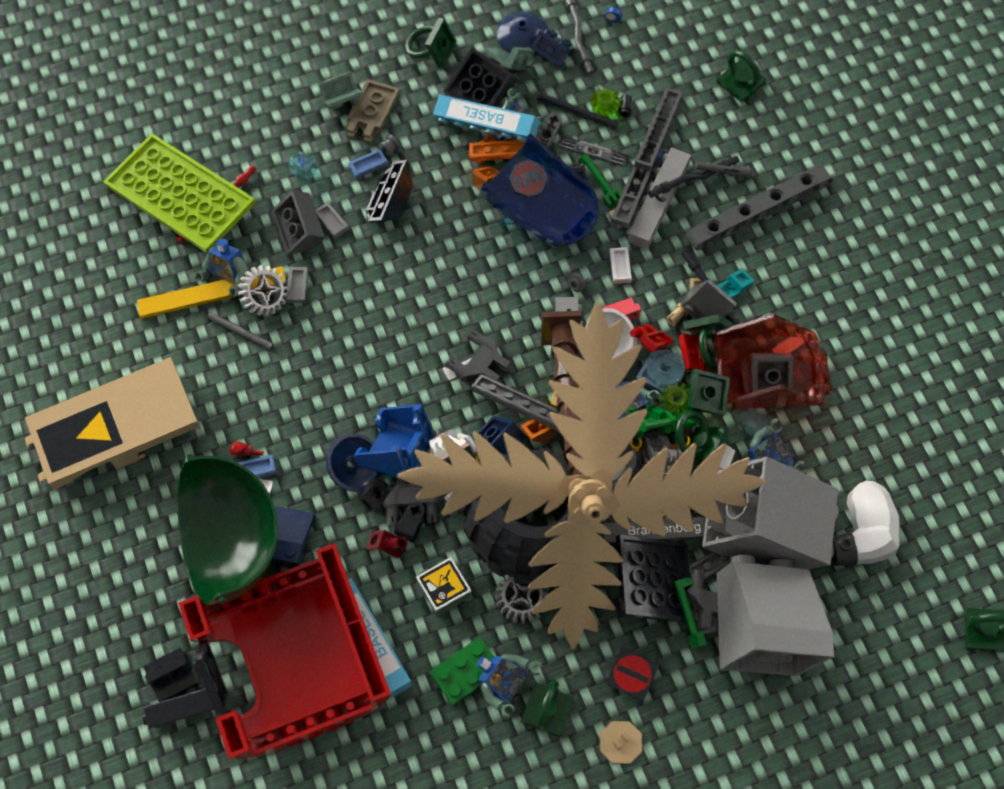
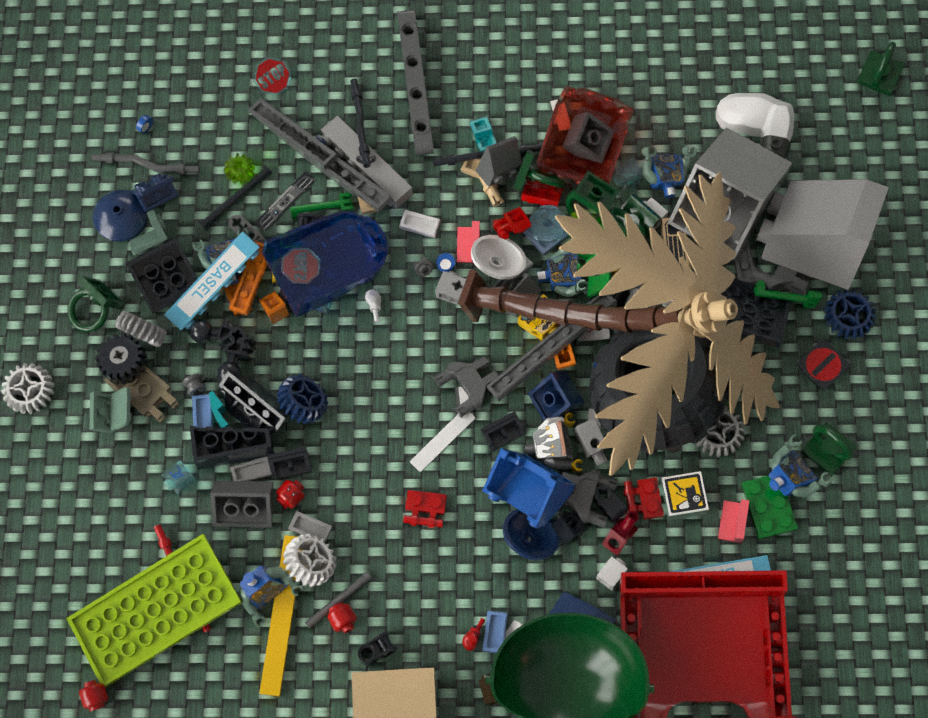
camera: 65 degrees left, 5 degrees up
(94, 178) = (93, 695): none -> red head
(207, 377) = (377, 648): none -> black piece
(223, 337) = (342, 617): none -> red head
(319, 255) = (290, 494): none -> red head
(337, 27) = (14, 388): none -> white gear
(343, 190) = (226, 446): none -> black wedge
(347, 547) = (611, 573): none -> white brick
(348, 245) = (290, 463): none -> black hinge
(354, 367) = (425, 503): none -> red plate
(374, 171) = (218, 409): none -> teal slope
(388, 81) = (129, 364): none -> black wheel
(399, 217) = (299, 402): none -> dark blue gear
(419, 82) = (141, 328): none -> light grey gear
(419, 360) = (441, 441): none -> white sticker
(431, 556) = (649, 497): none -> red plate
(438, 642) = (733, 521): none -> coral panel
(445, 153) = (226, 336): none -> black piece
(446, 406) = (502, 431): none -> black hinge
(528, 254) = (374, 300): none -> white piece
(589, 299) = (445, 262): none -> blue tile
(620, 742) = (877, 399): tan piece -> none
(625, 106) = (255, 155): black pin -> none
(686, 696) = (845, 300): none -> dark blue gear
(706, 91) = (272, 76): none -> piece
(742, 77) = (271, 39): dark green tile -> none
(744, 172) = (372, 79): dark grey pin -> none

